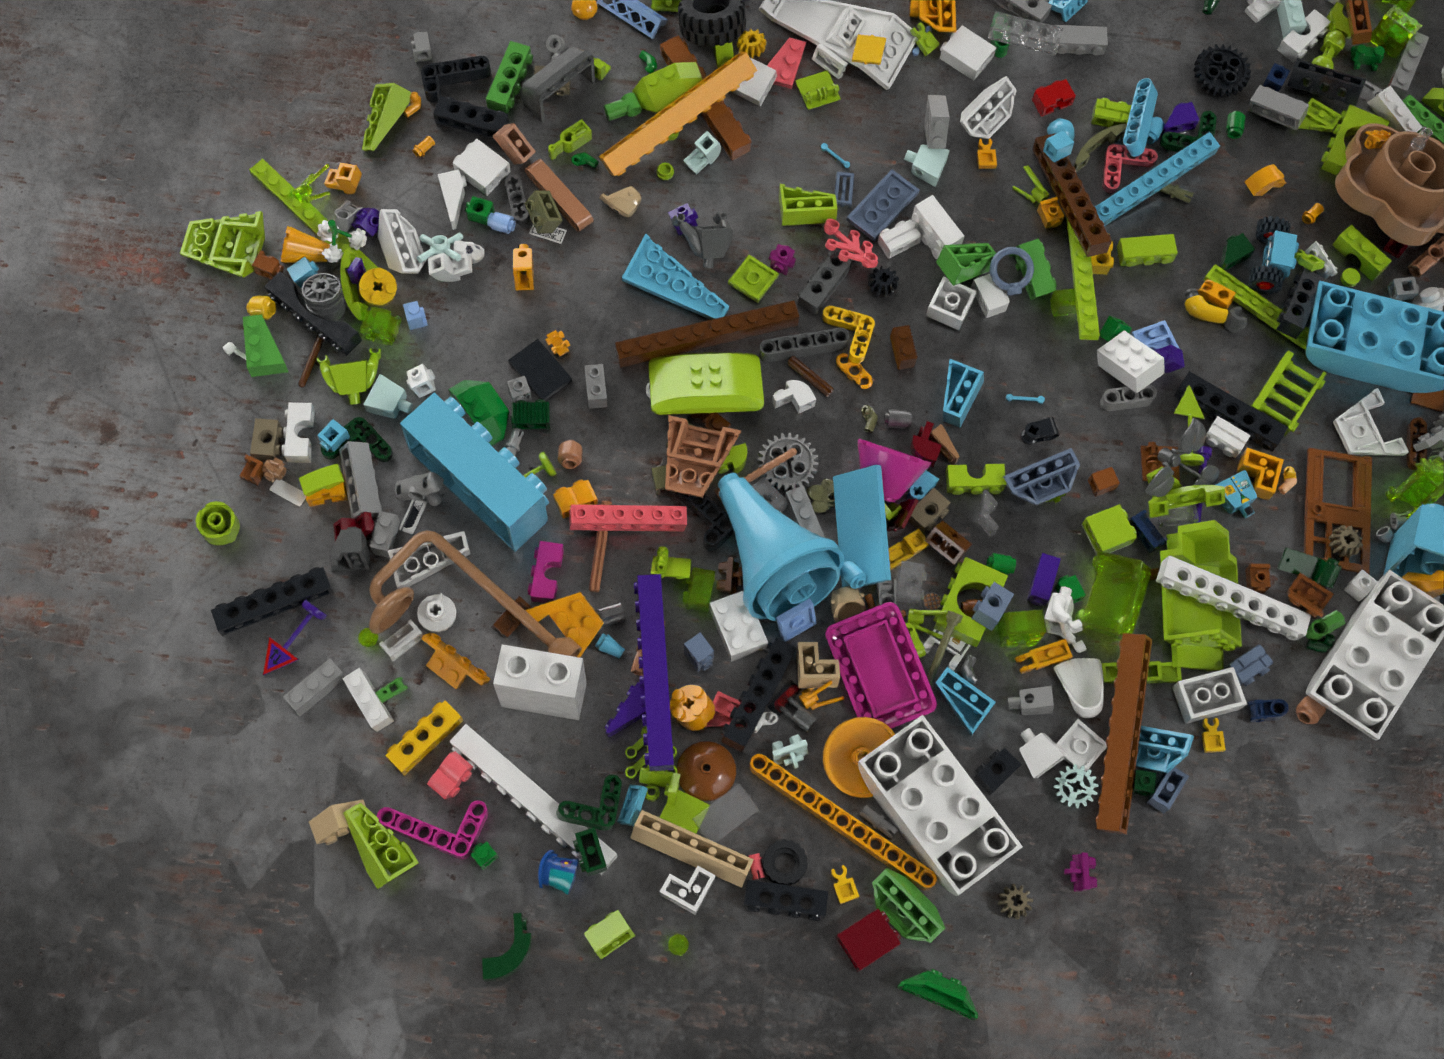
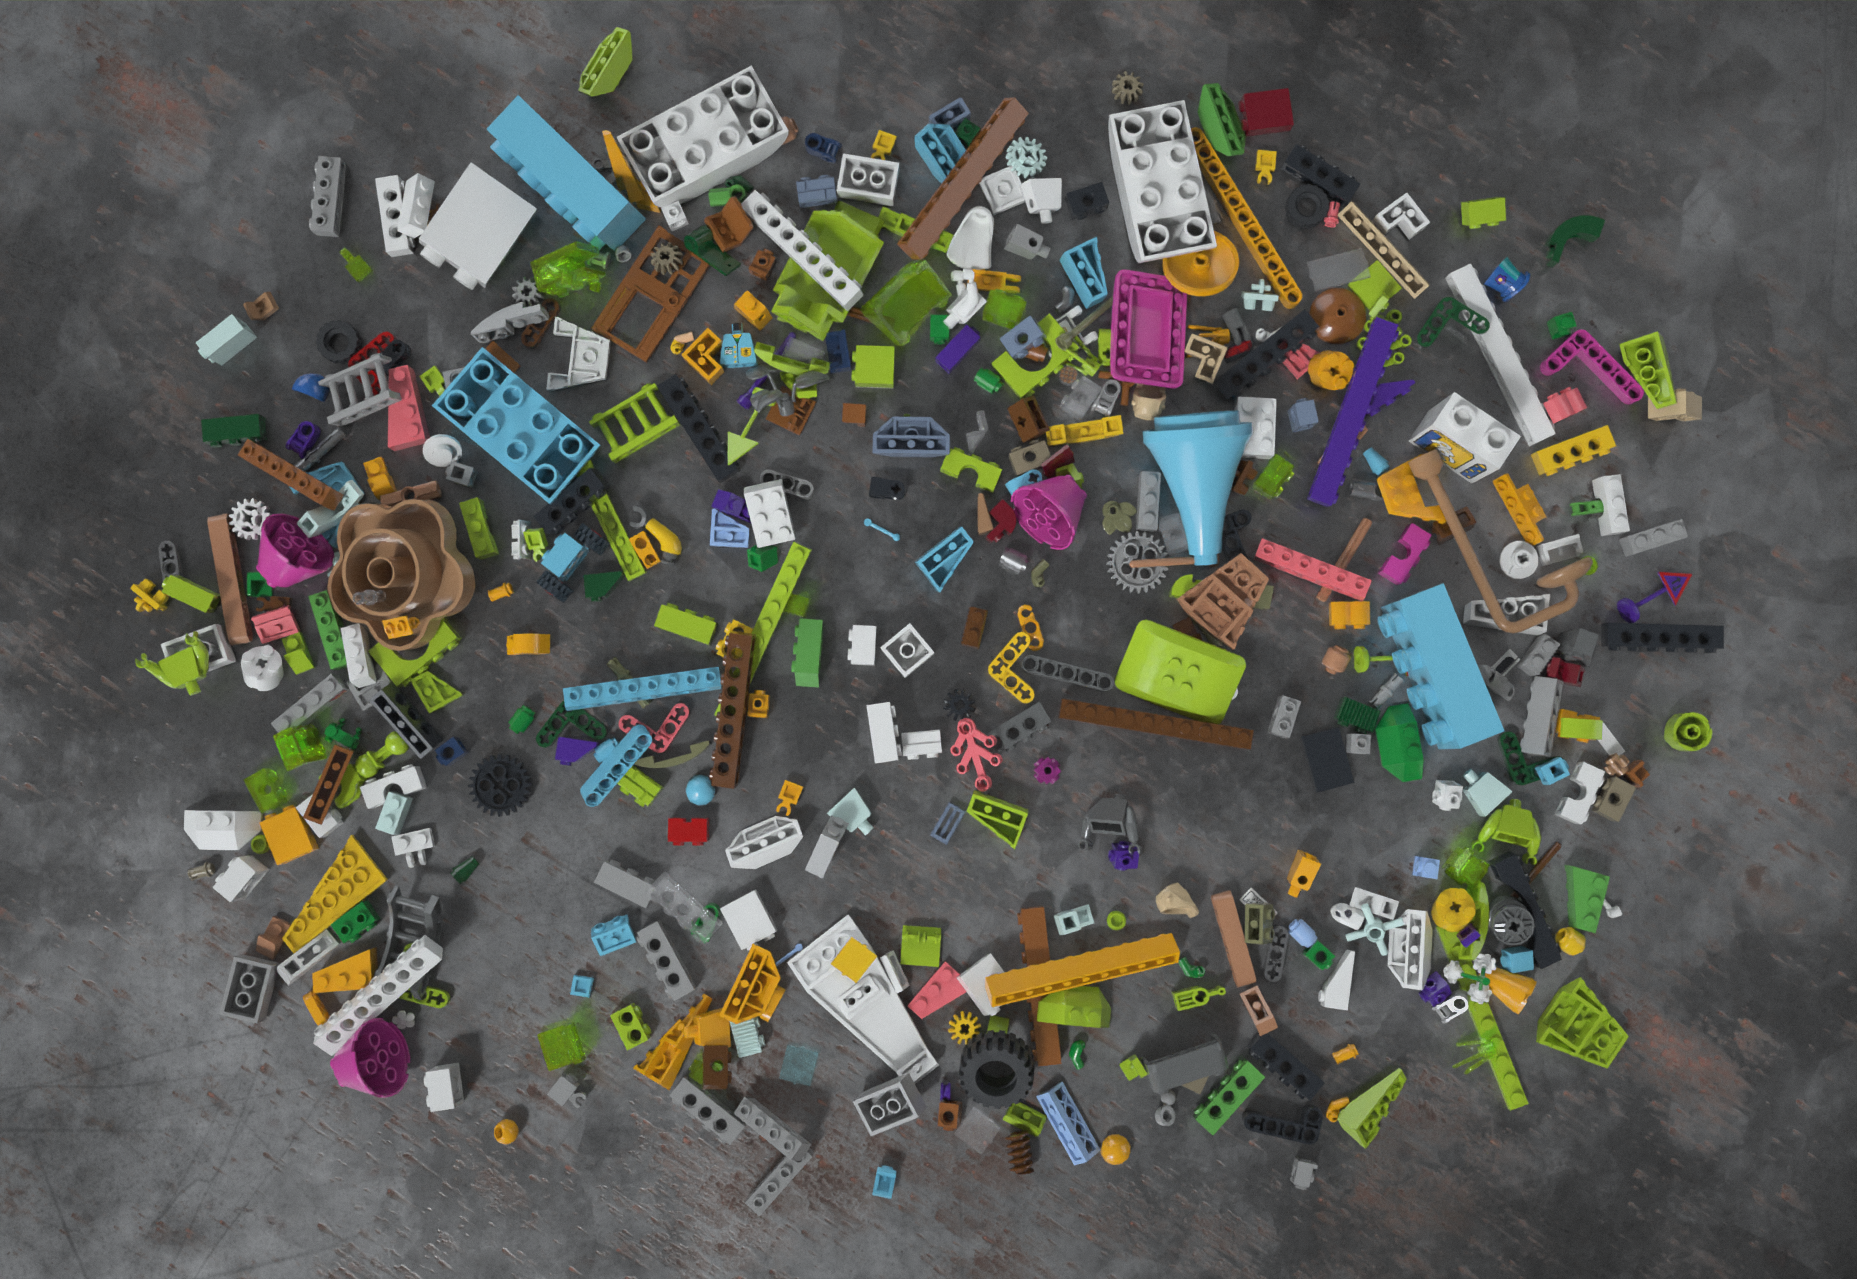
camera: 150 degrees left, 15 degrees up
(267, 266) = (1548, 984): dark orange brick -> none
(345, 178) = (1441, 1048): light orange brick -> none
(481, 166) = (1298, 1004): white brick -> none
(558, 344) = (1299, 778): light orange piece -> none
(591, 852) = (1477, 277): dark green brick -> none
(626, 106) = (1122, 1010): bright green piece -> none
(632, 805) = (1416, 312): medium azure plate -> none
(668, 279) = (1167, 802): medium azure wing -> none
(670, 566) = (1291, 508): lime hinge -> none
(678, 944) = (1426, 180): clear neon green plate -> none
(753, 278) = (1082, 764): lime plate -> none
(796, 620) = (1202, 406): light blue tile -> none
(798, 393) = (1096, 627): white brick -> none
(810, 376) = (1074, 640): reddish brown axle -> none
(824, 147) = (944, 879): medium azure hinge -> none
(853, 575) = (1135, 421): medium azure brick -> none
(863, 522) = (1106, 461): medium azure tile -> none
(882, 205) = (919, 787): sand blue plate -> none
(925, 41) = (784, 952): lime plate -> none
(942, 992) = (1227, 46): green wedge -> none
(965, 261) = (875, 683): bright green wedge -> none
(1012, 288) = (840, 636): sand blue piece -> none
(1039, 192) = (758, 732): lime plant -> none
(1058, 146) = (721, 763): medium azure panel -> none
(1079, 872) = (1060, 88): magenta hips -> none
(1226, 437) = (716, 406): white brick -> none
(1245, 530) = (752, 310): none -> light orange torso
(1278, 107) = (469, 717): light grey brick -> none
(1350, 277) = (503, 511): lime tile -> none

